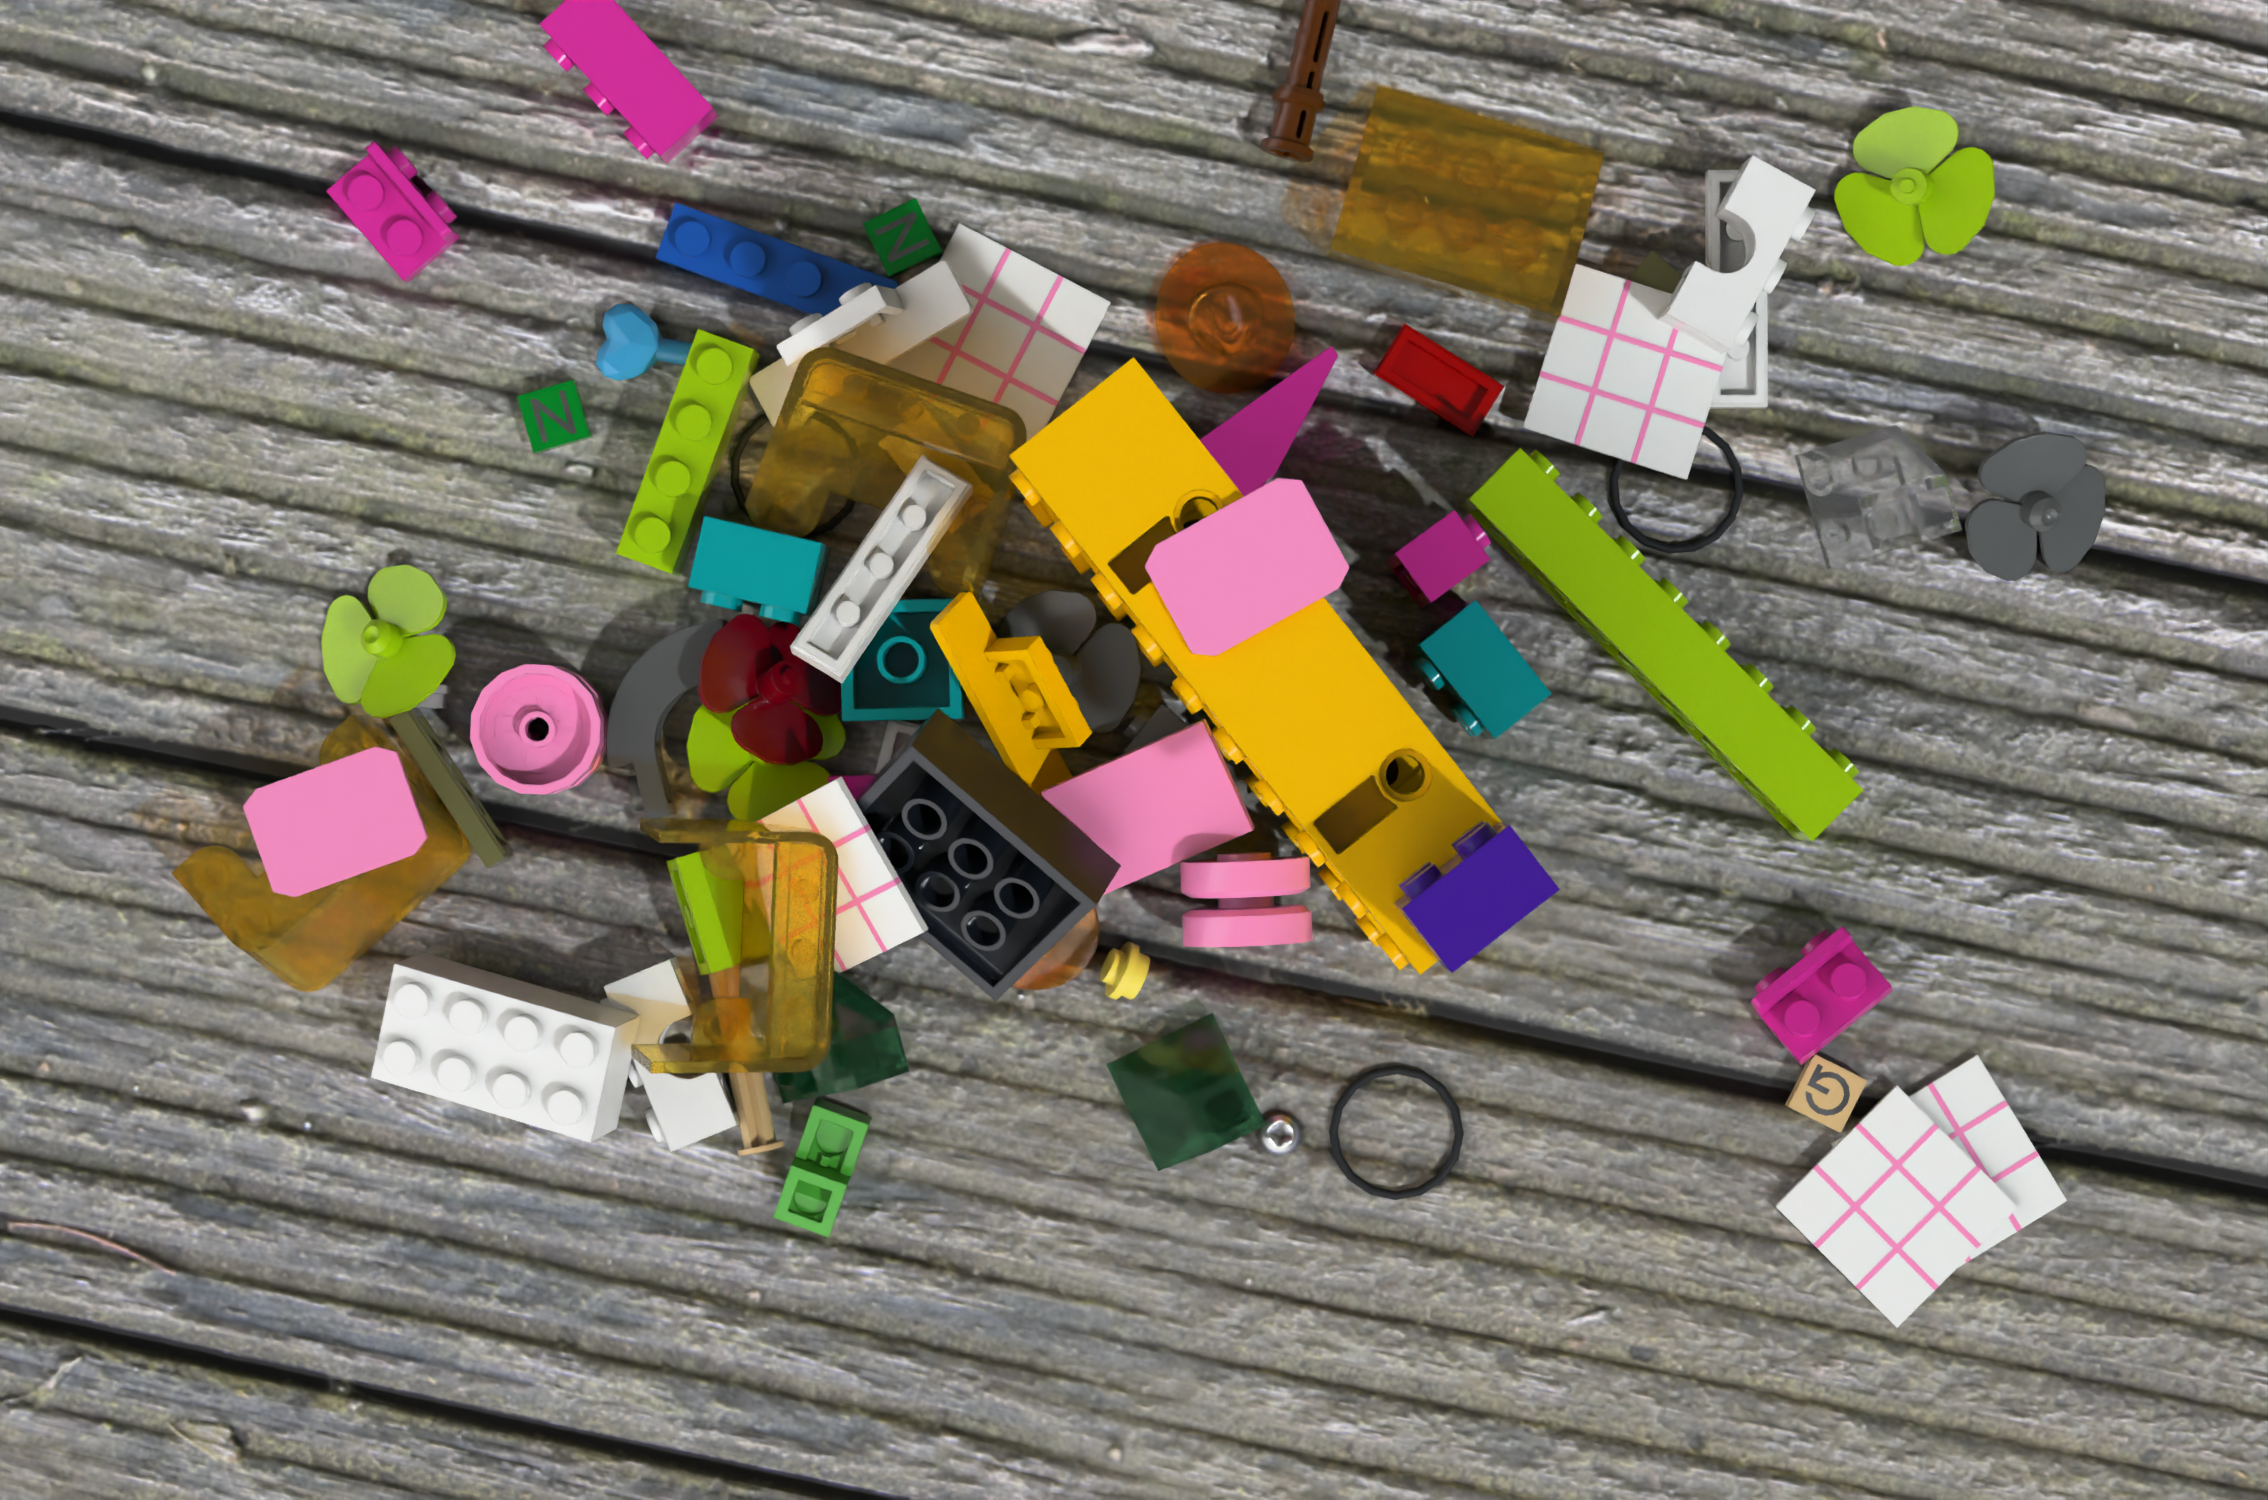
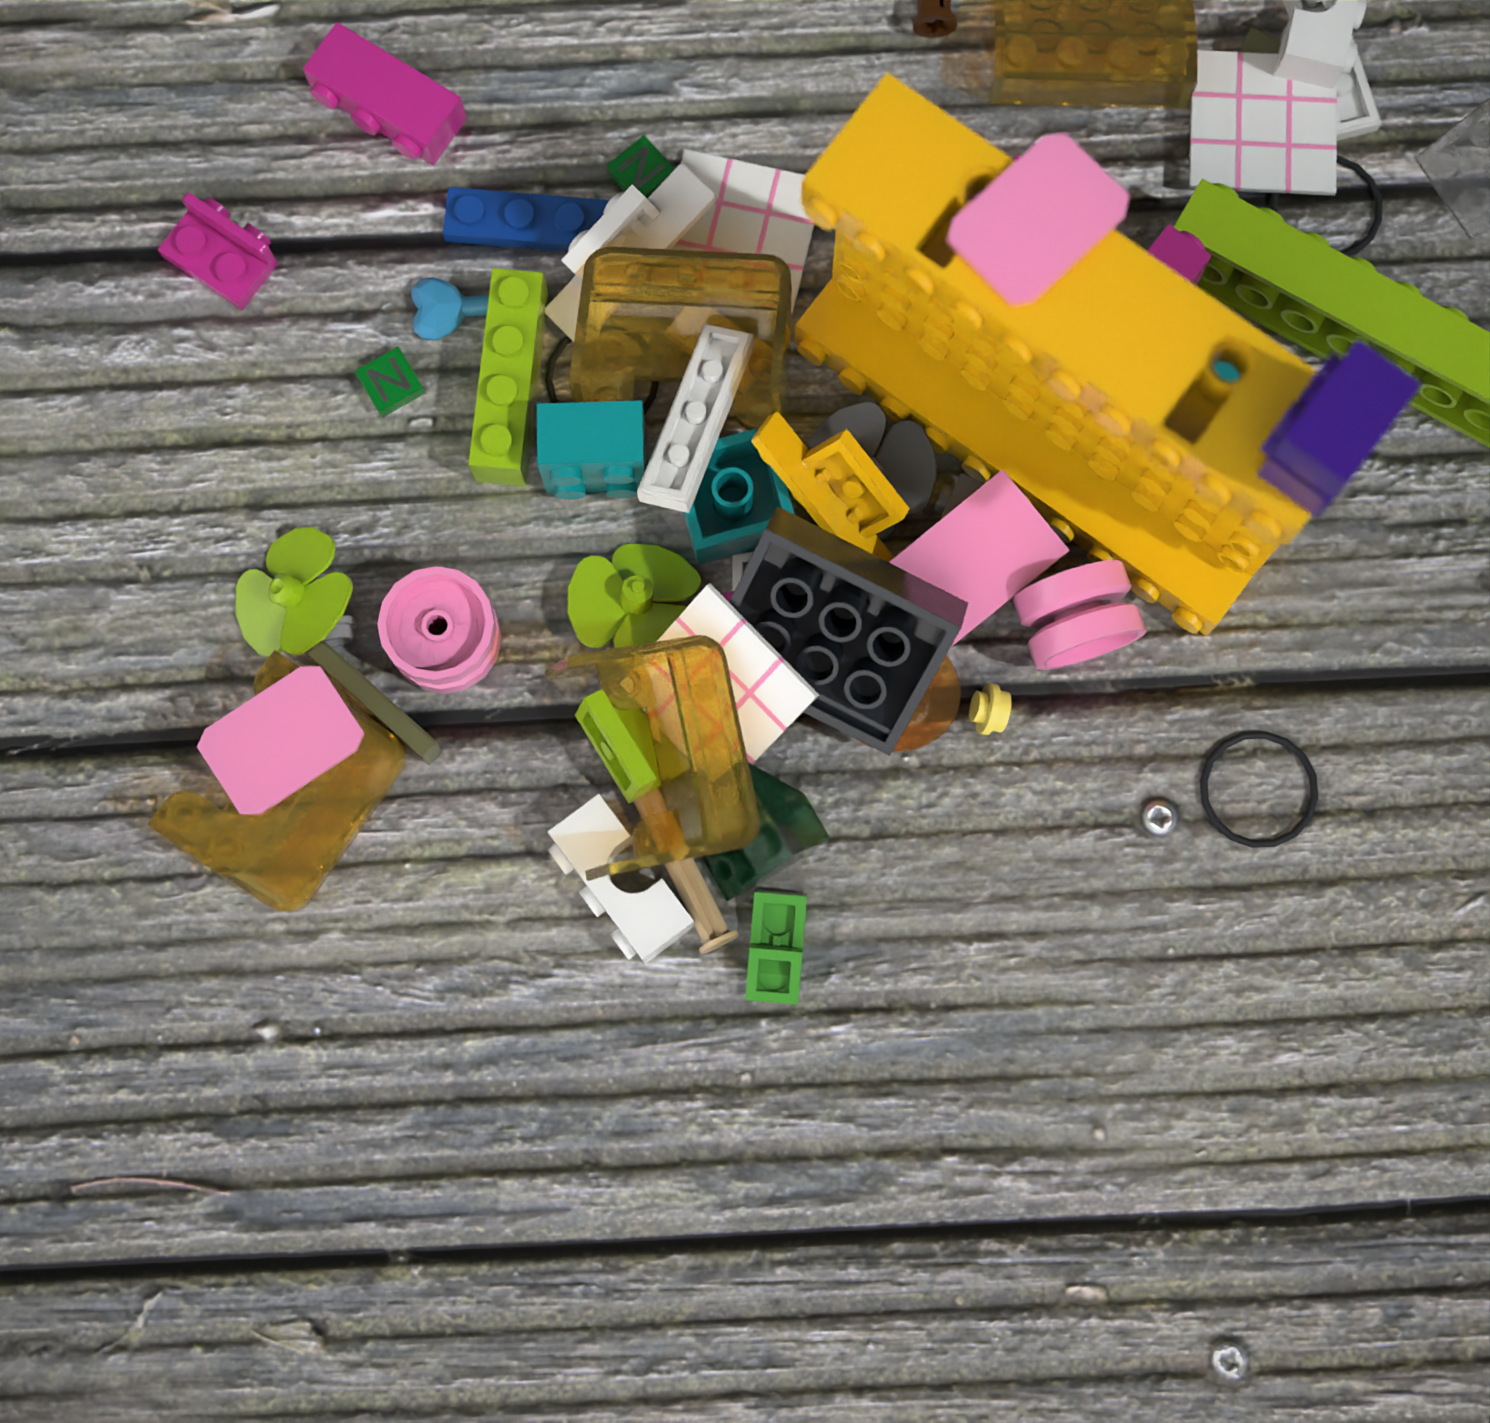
camera: 10 degrees left, 10 degrees down
(505, 1046) = (475, 904): white brick -> none
(642, 706) = (530, 568): dark grey arch -> none
(757, 667) = (619, 538): dark red piece -> none
(1186, 1093) = (1074, 796): clear green slope -> none
(1438, 380) = (1131, 170): red tile -> none

